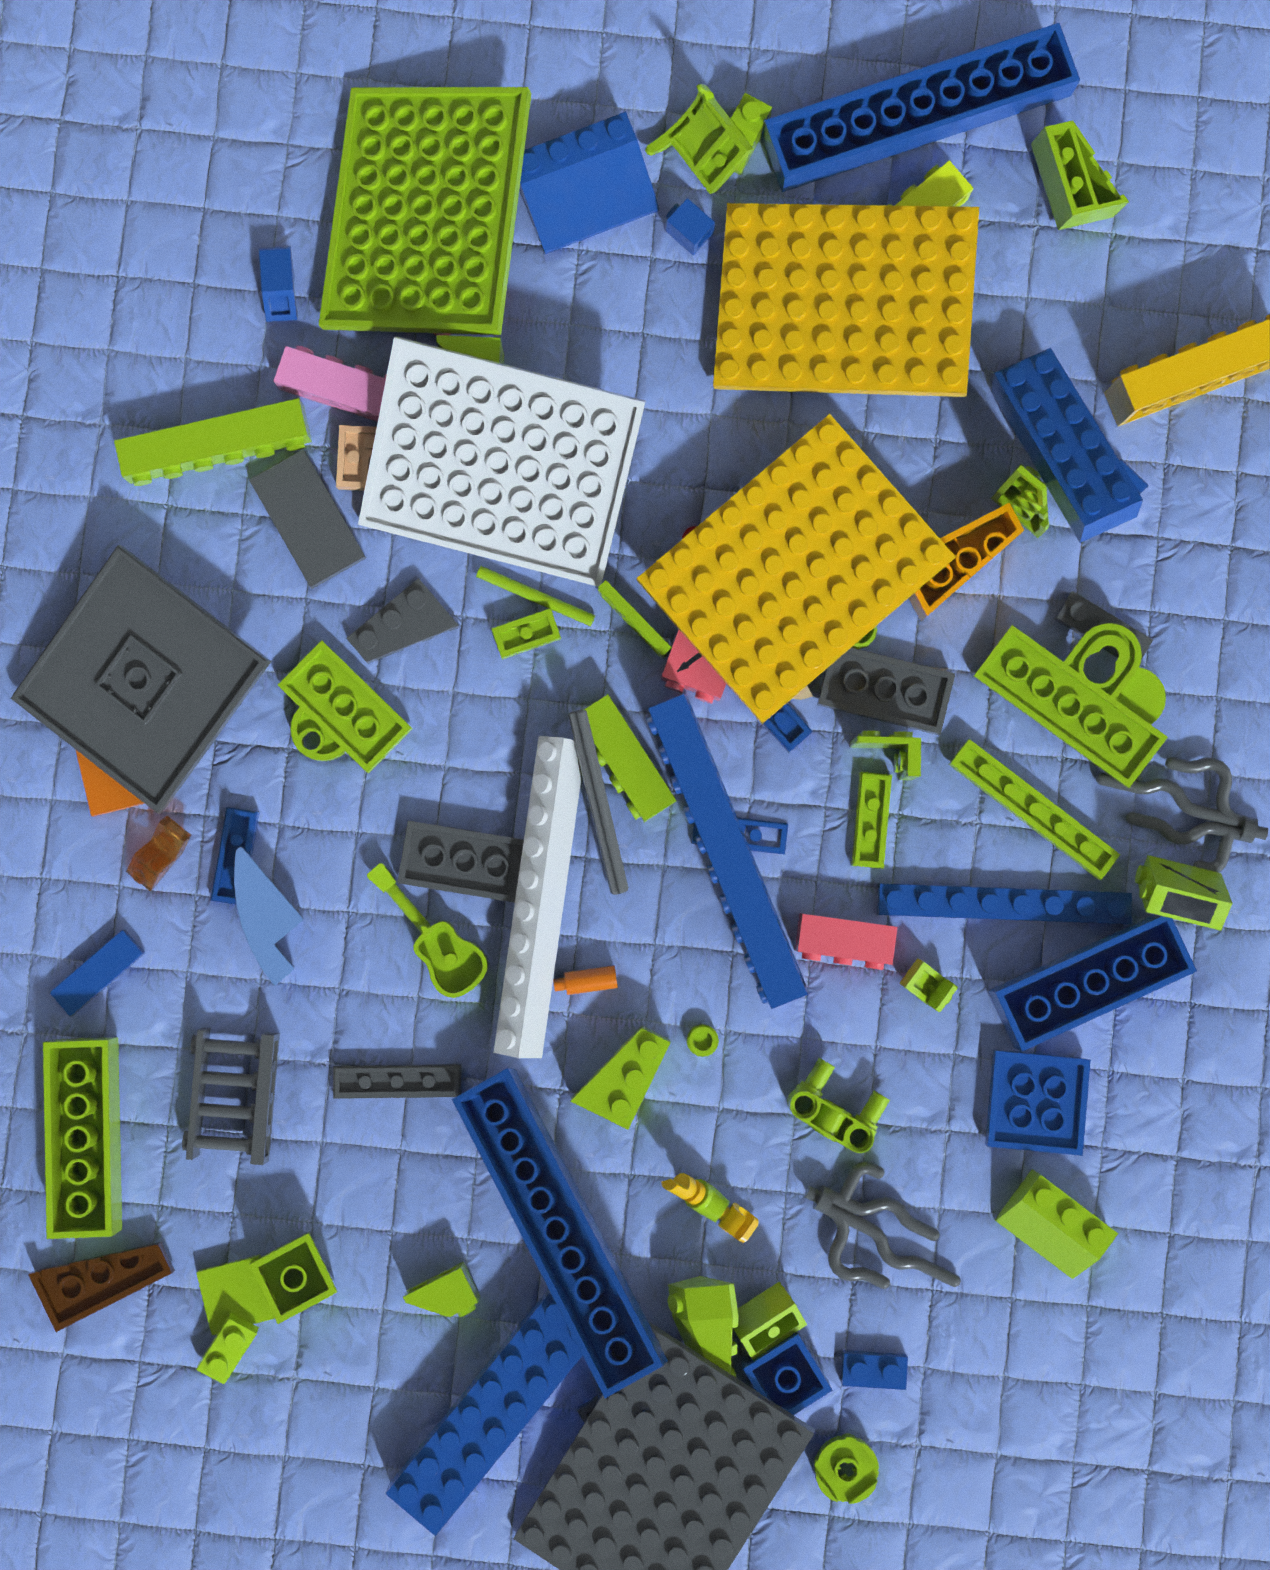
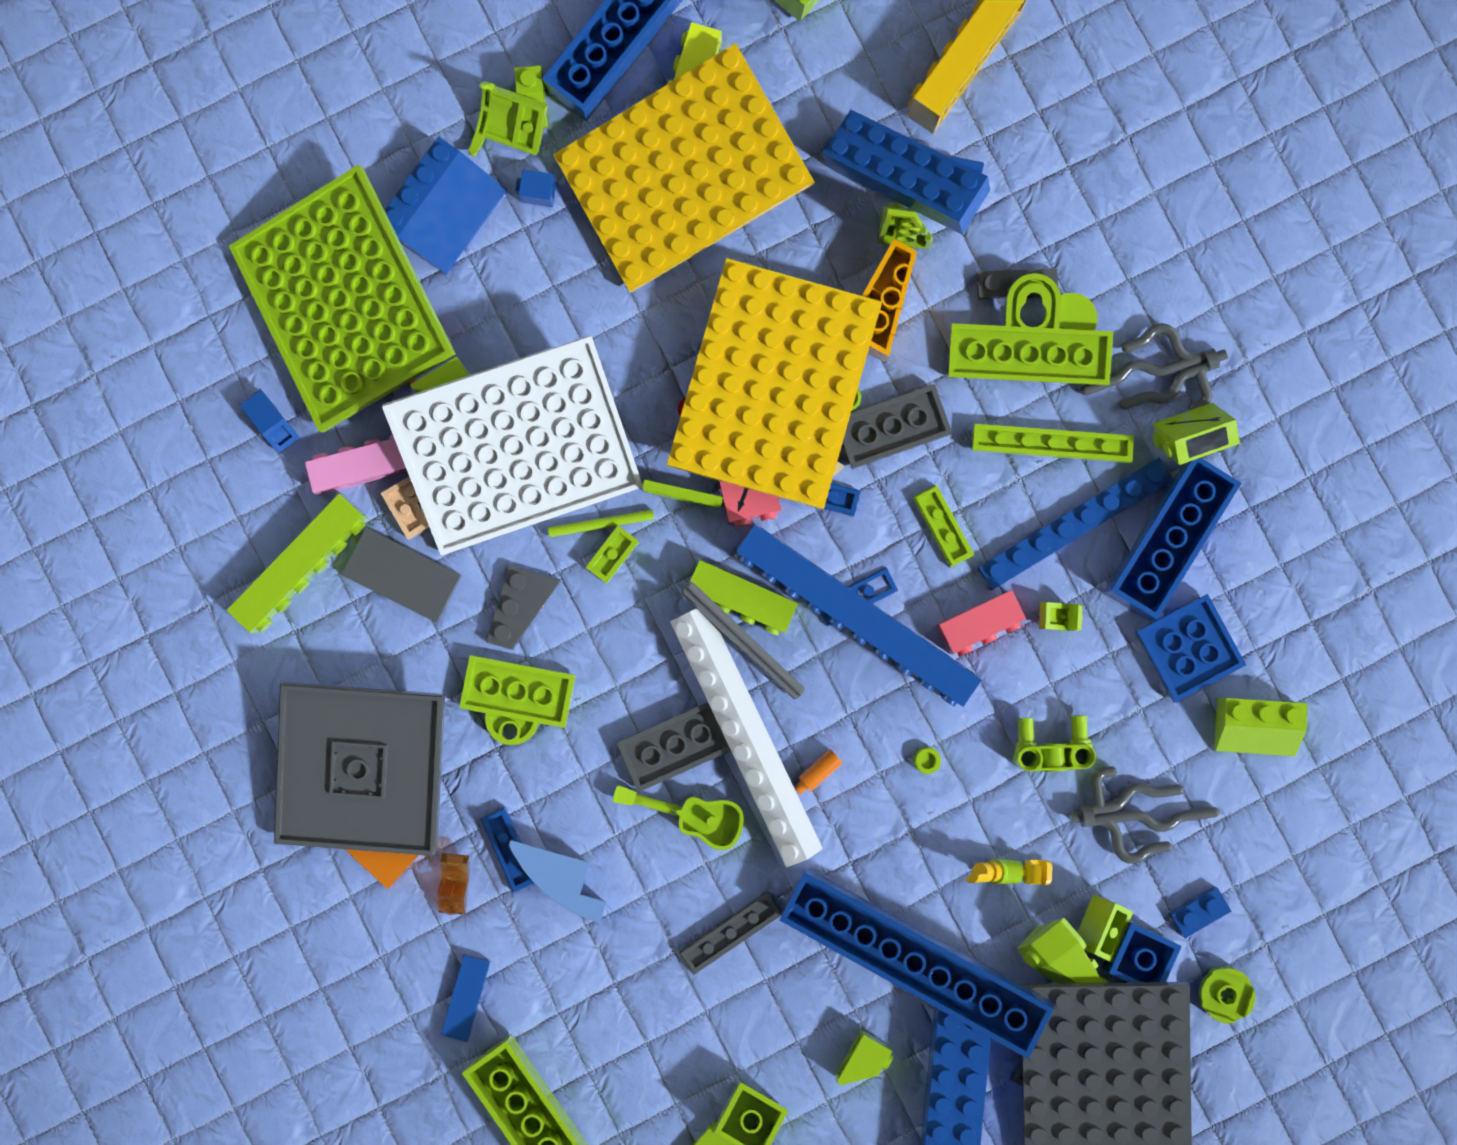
camera: 30 degrees left, 0 degrees up
(259, 1113) = (647, 1021): dark grey fence -> none
(624, 1079) = (890, 827): lime wedge -> none
(908, 760) = (941, 469): lime bracket -> none

